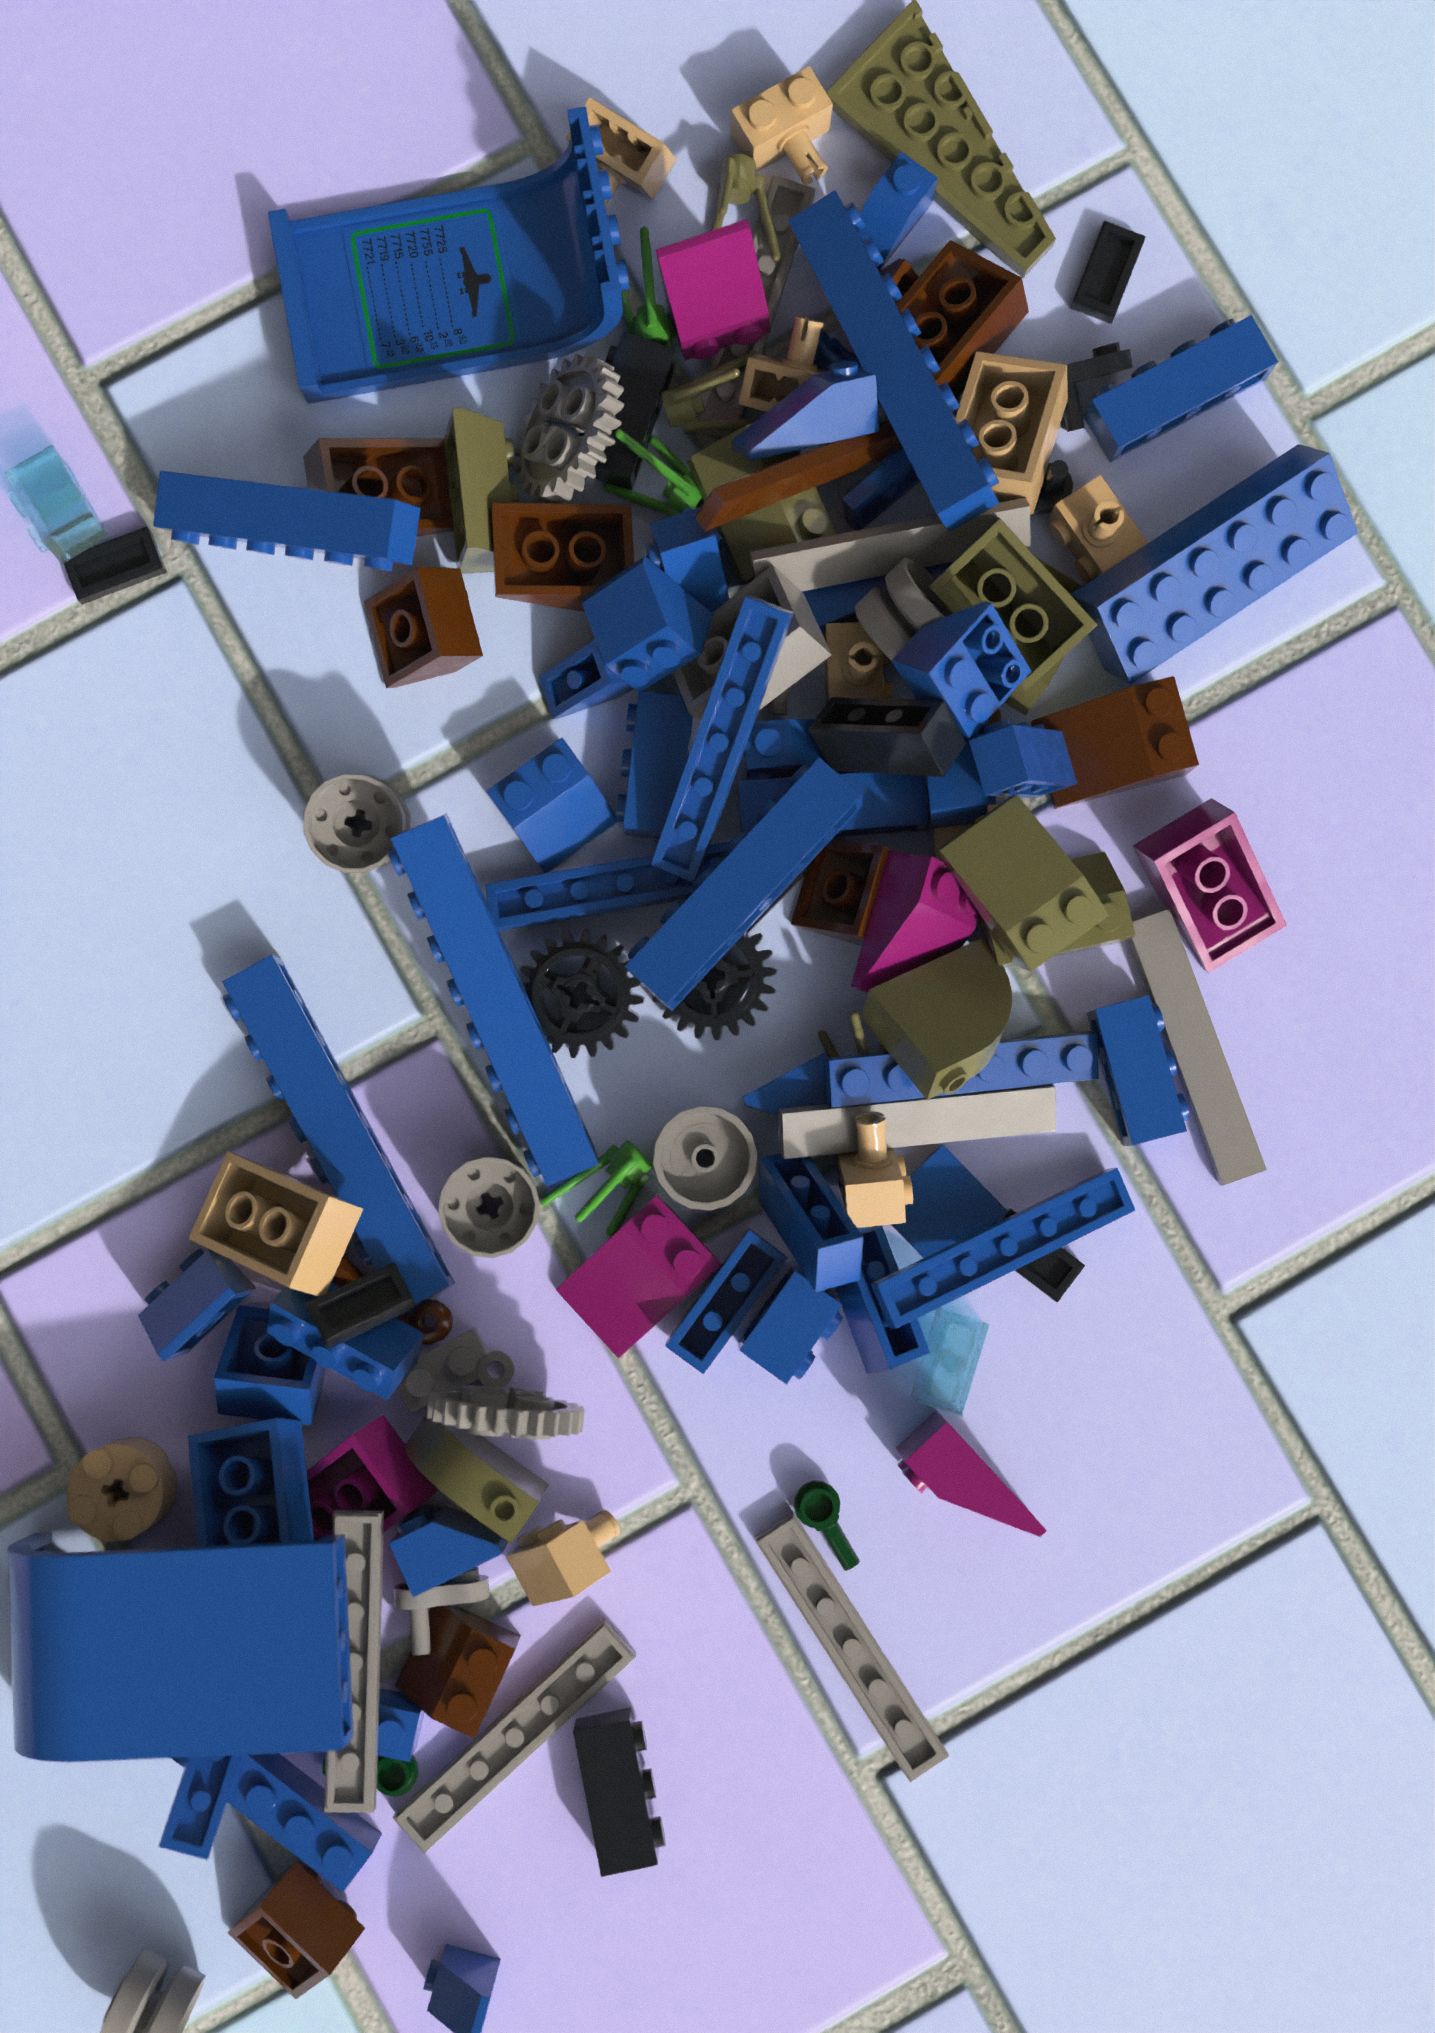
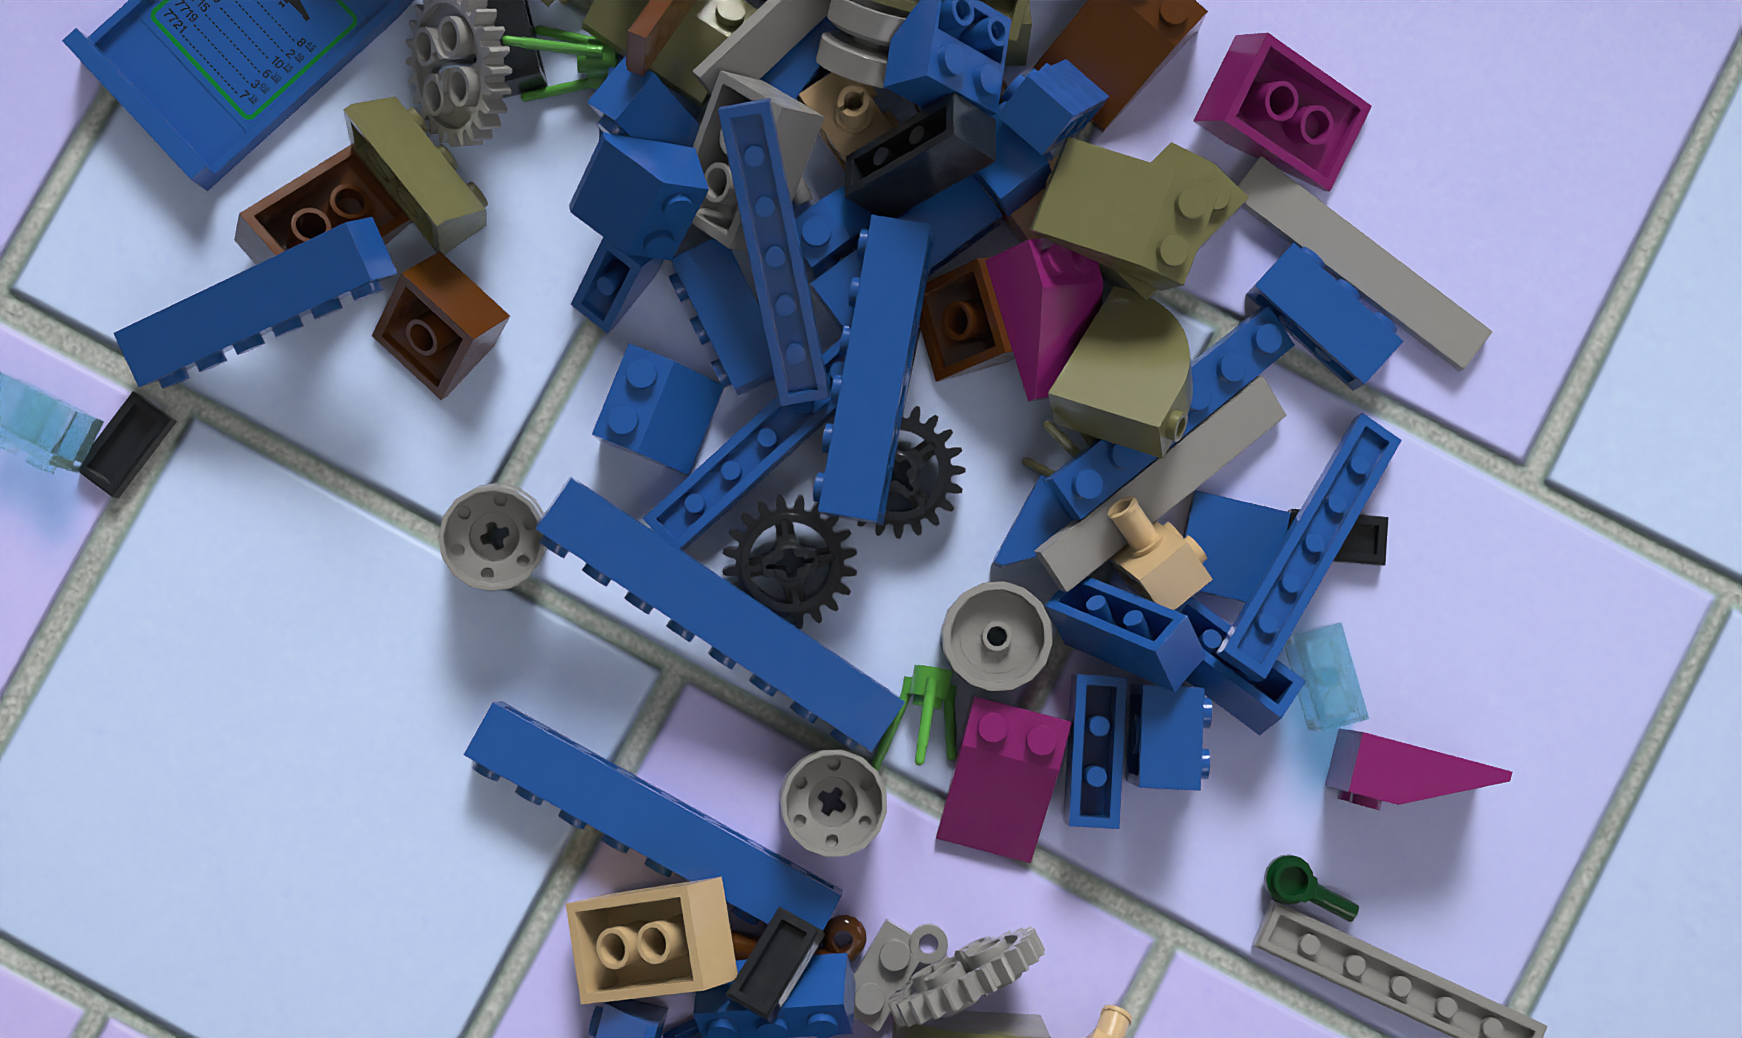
camera: 25 degrees left, 0 degrees up
(558, 550) = (519, 178): reddish brown slope -> none

